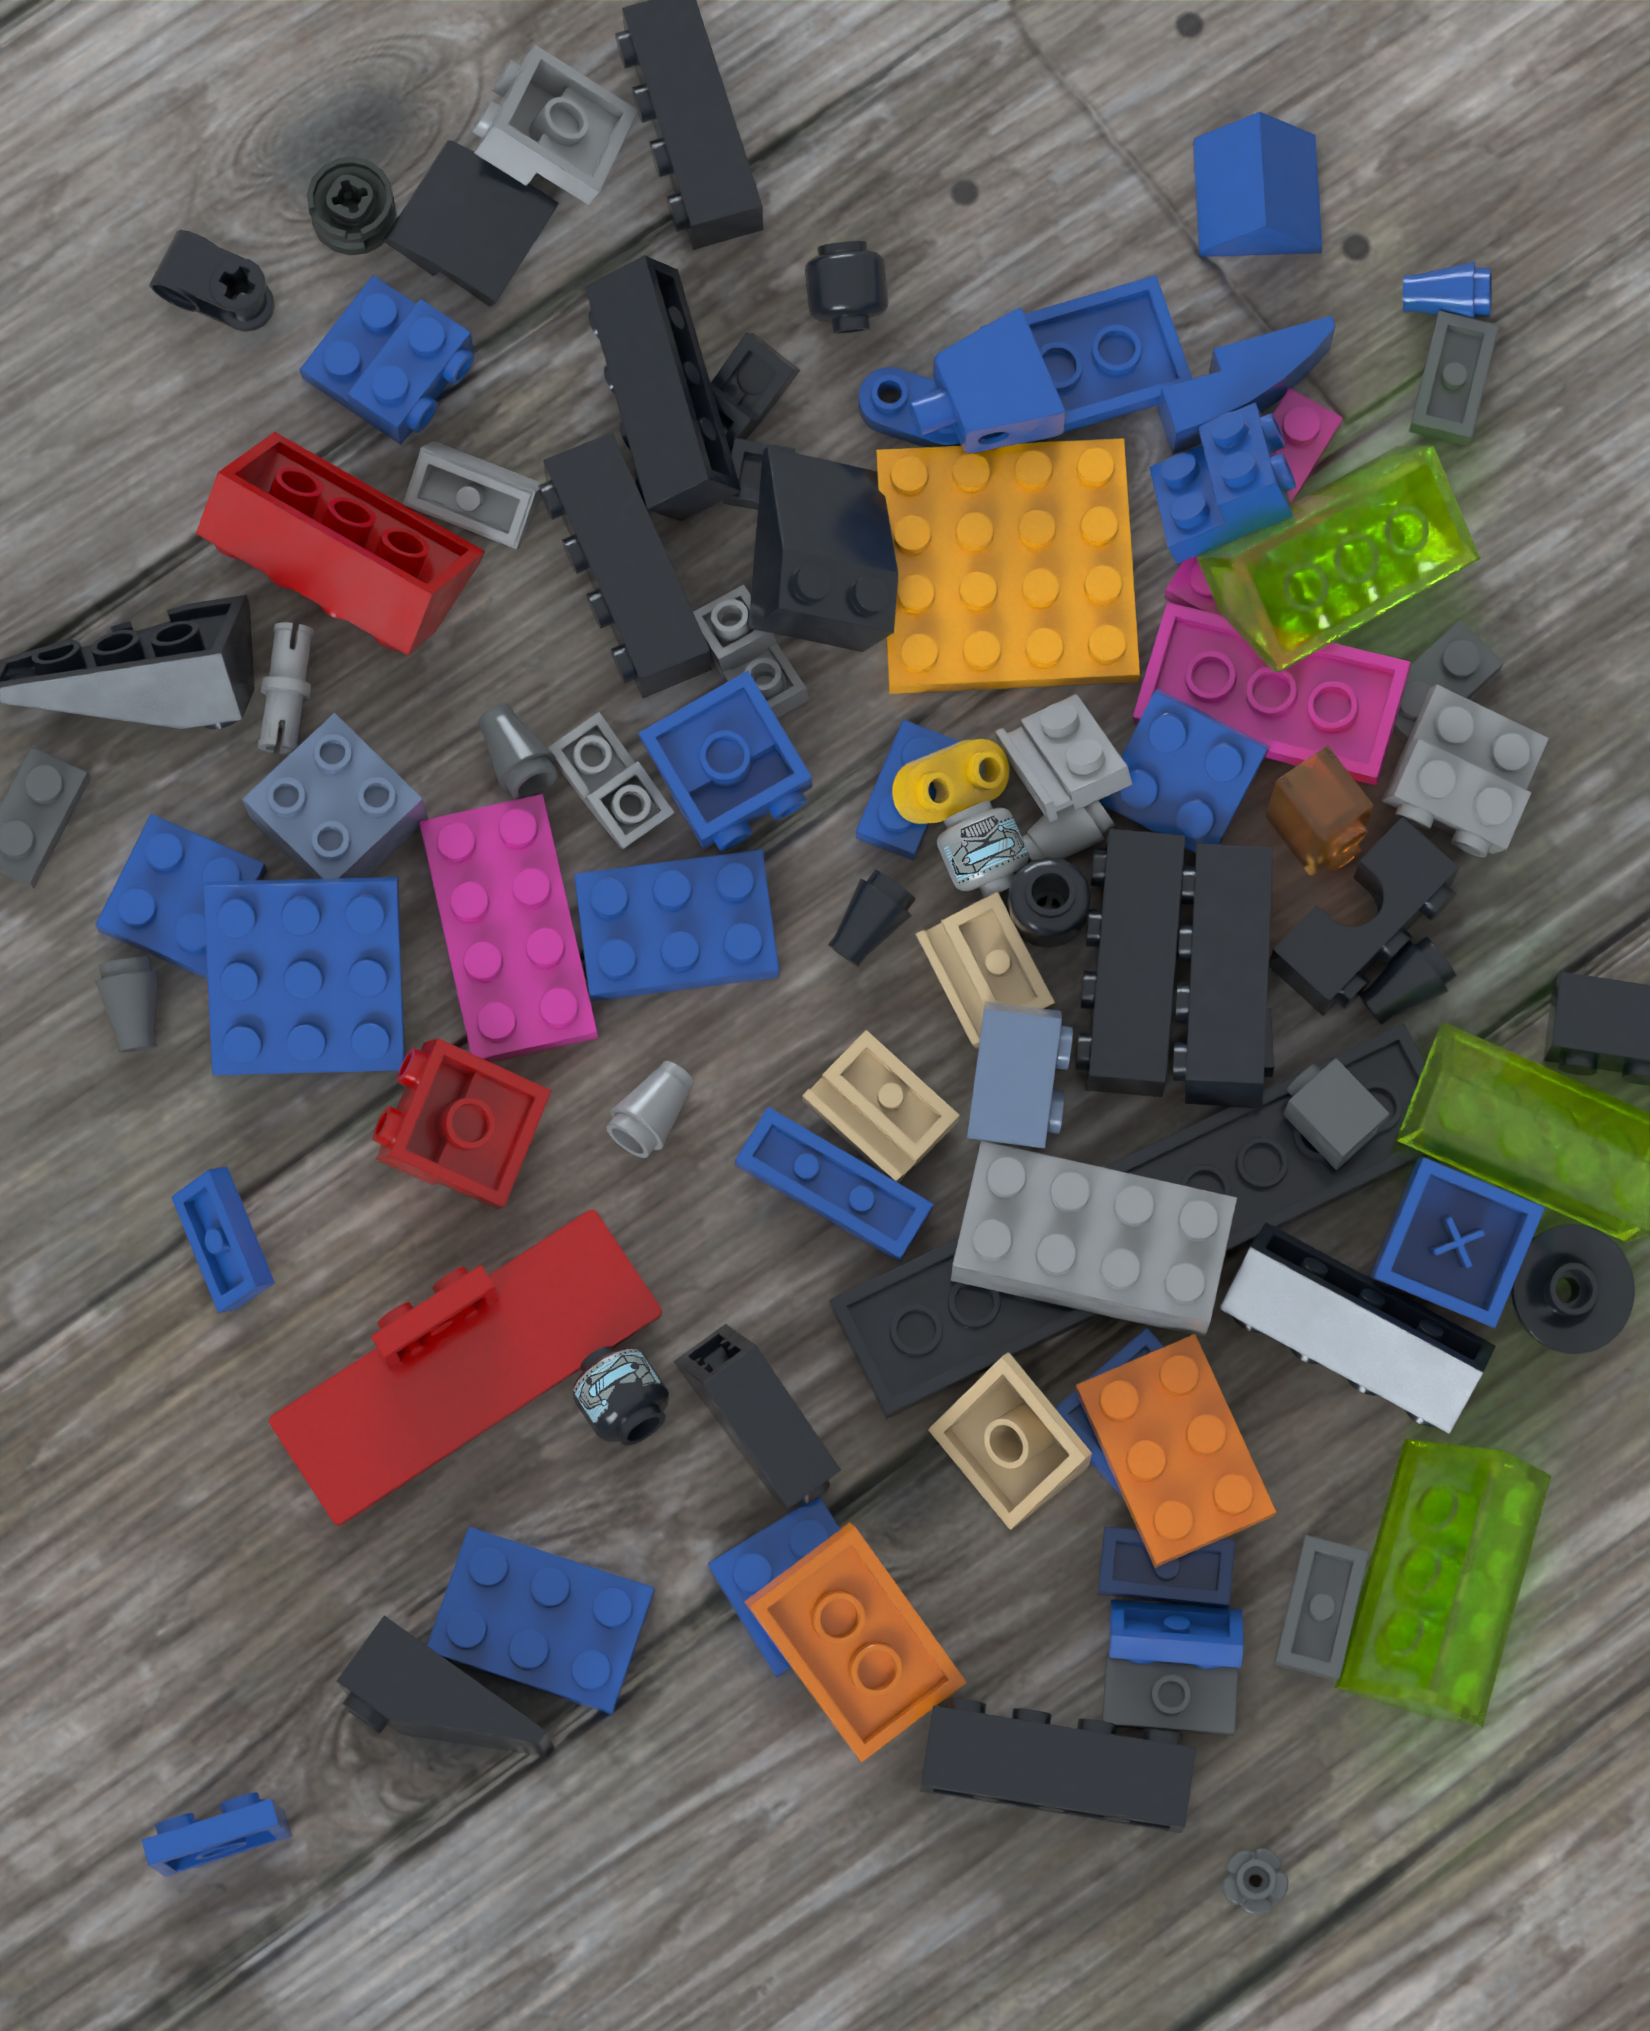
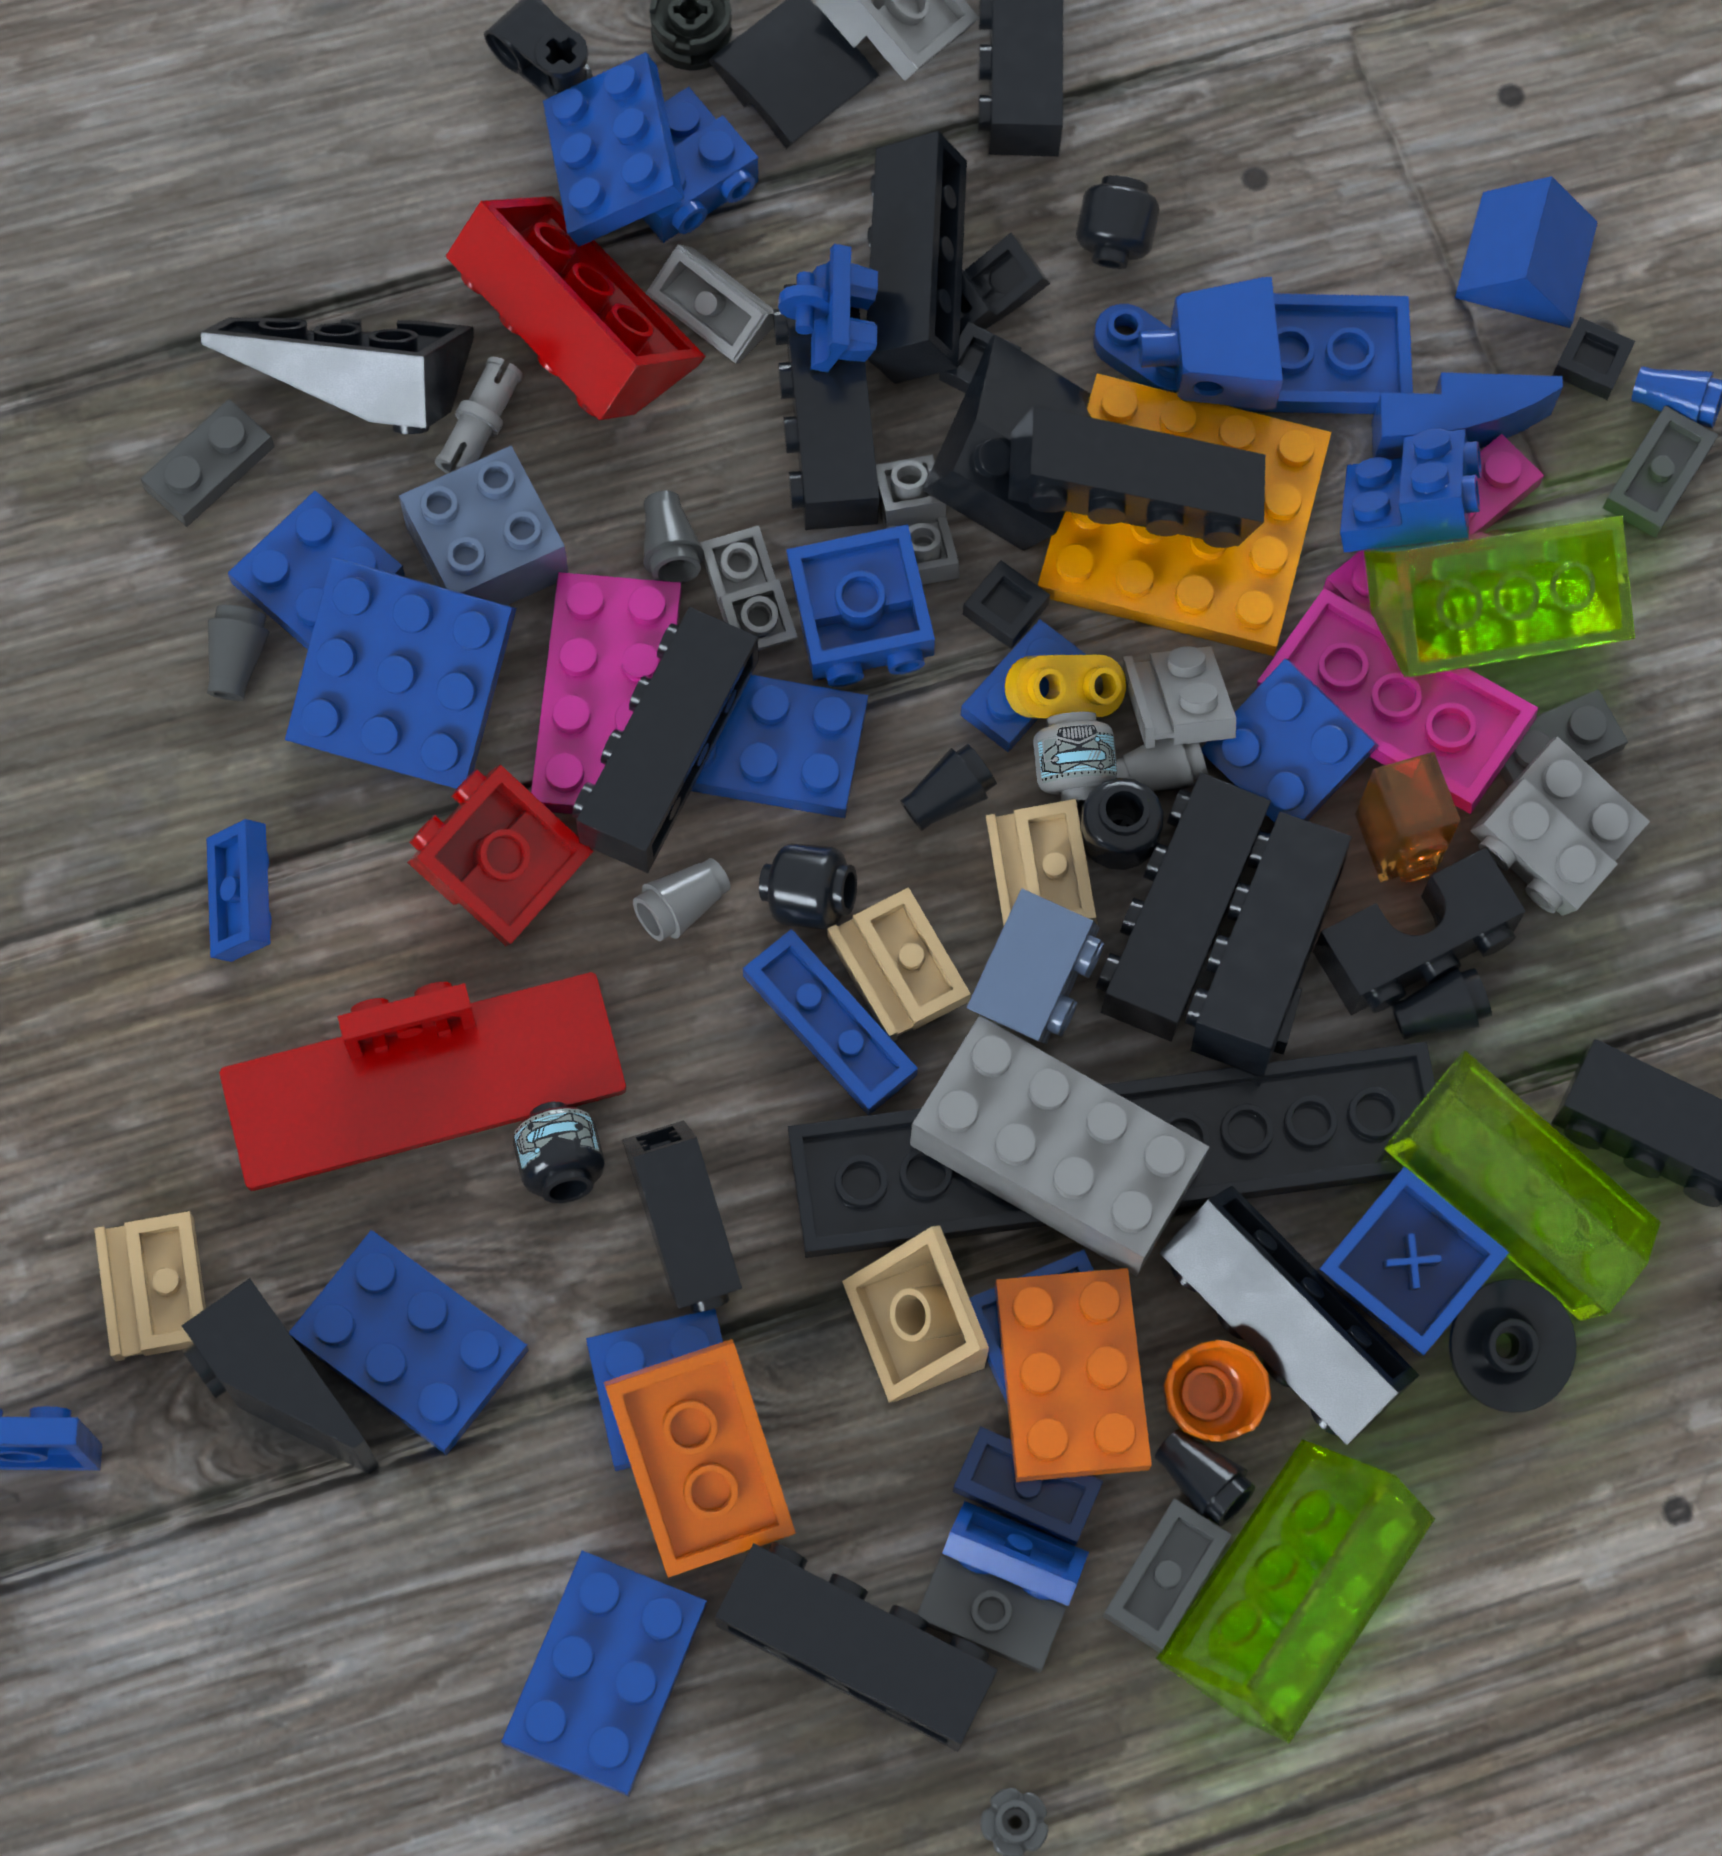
camera: 15 degrees right, 5 degrees down
(279, 1647) = (150, 1284): none -> tan plate
(324, 370) = (613, 149): none -> blue plate
(588, 960) = (666, 739): none -> black brick
(595, 477) = (822, 308): none -> blue hips
(770, 1059) = (808, 886): none -> black head
(832, 1868) = (604, 1673): none -> blue plate
(865, 715) = (1006, 604): none -> black plate
(956, 557) = (1136, 477): none -> black brick
(1313, 1422) = (1217, 1391): none -> orange hair
(1328, 1505) = (1206, 1478): none -> black cone
(1334, 1111) = (1331, 1100): dark grey brick -> none
(1354, 281) = (1593, 358): none -> black plate

